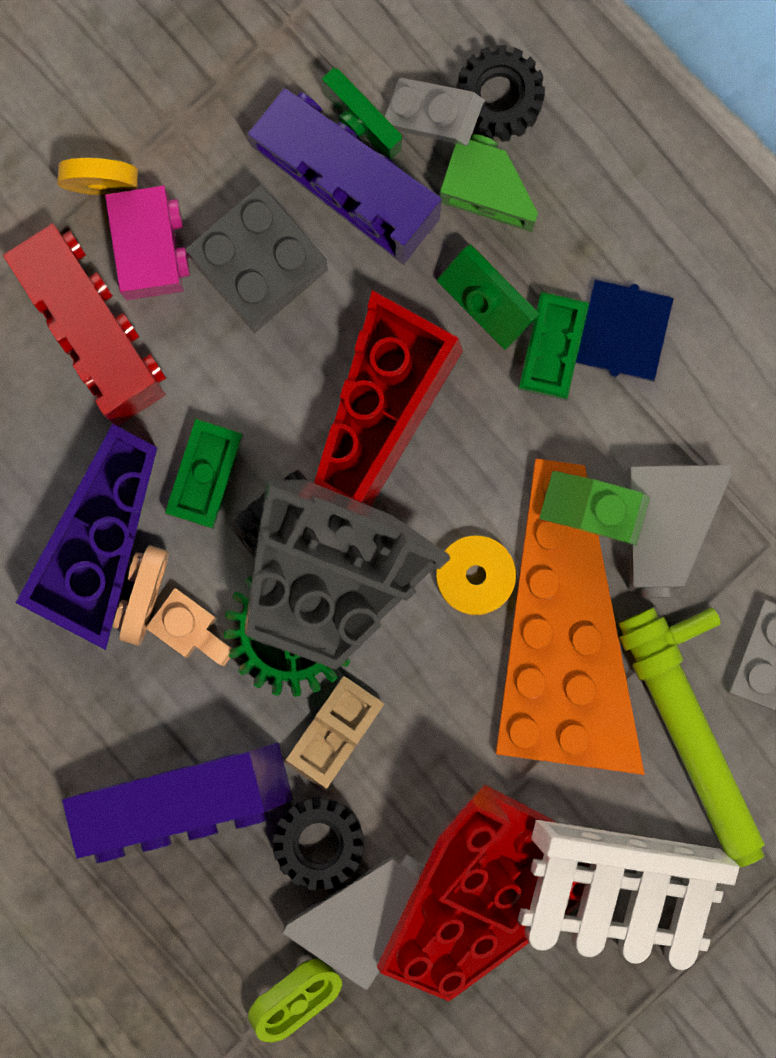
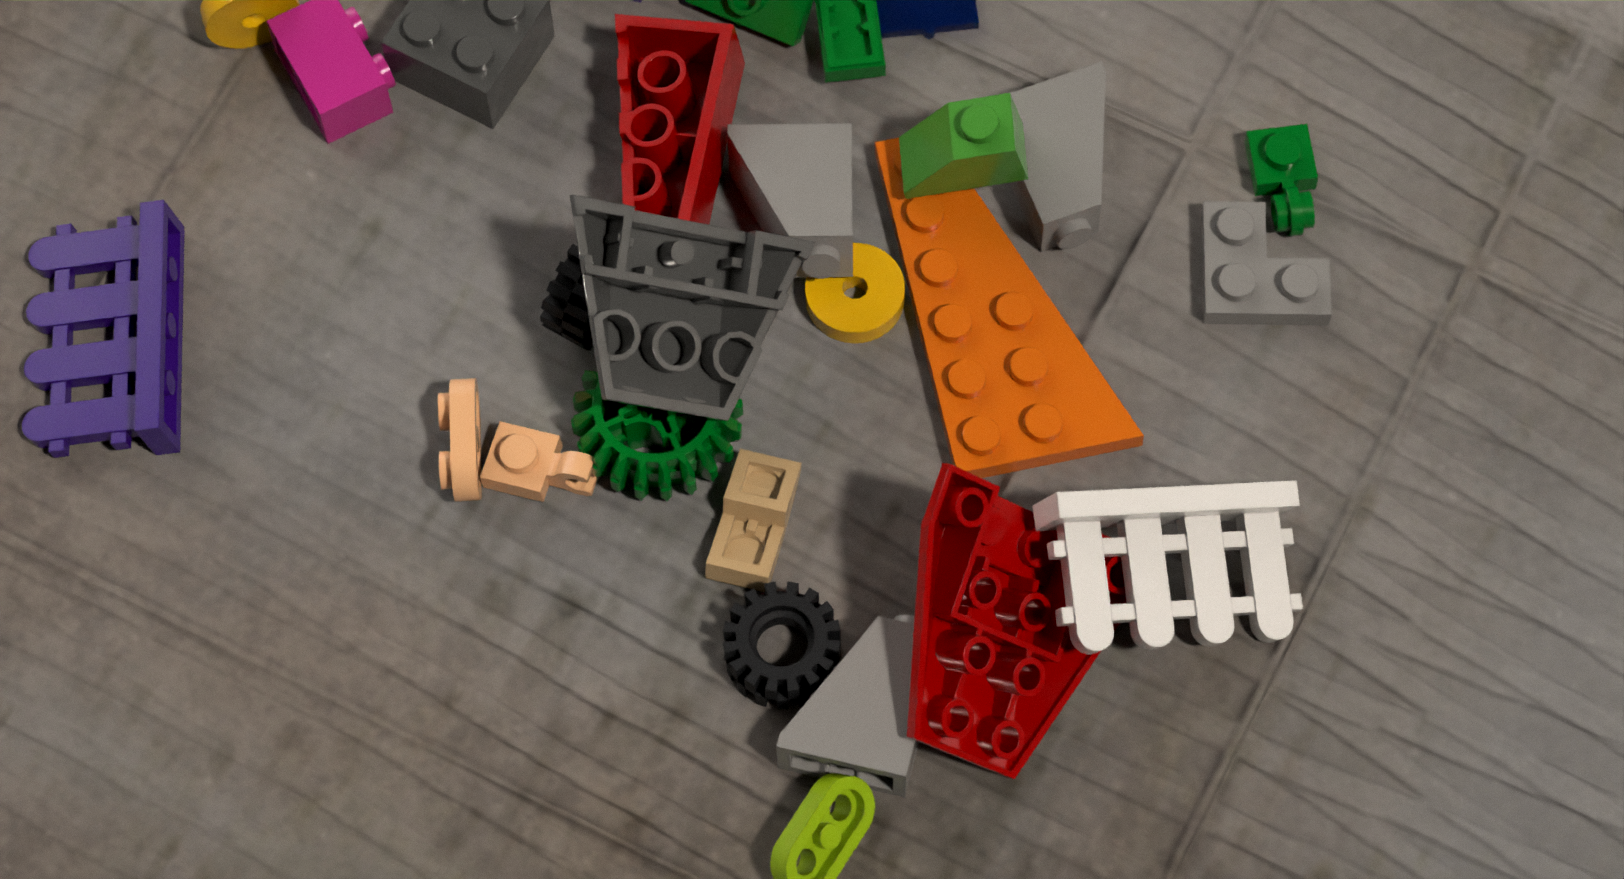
camera: 20 degrees left, 20 degrees down
(85, 325) = (294, 171): red wedge -> none
(90, 549) = (381, 410): dark purple wedge -> none
(178, 802) = (589, 647): dark purple wedge -> none
(204, 474) = (489, 287): green plate -> none
(462, 487) = (799, 187): none -> light grey slope
(659, 665) = (1109, 310): lime cylinder -> none

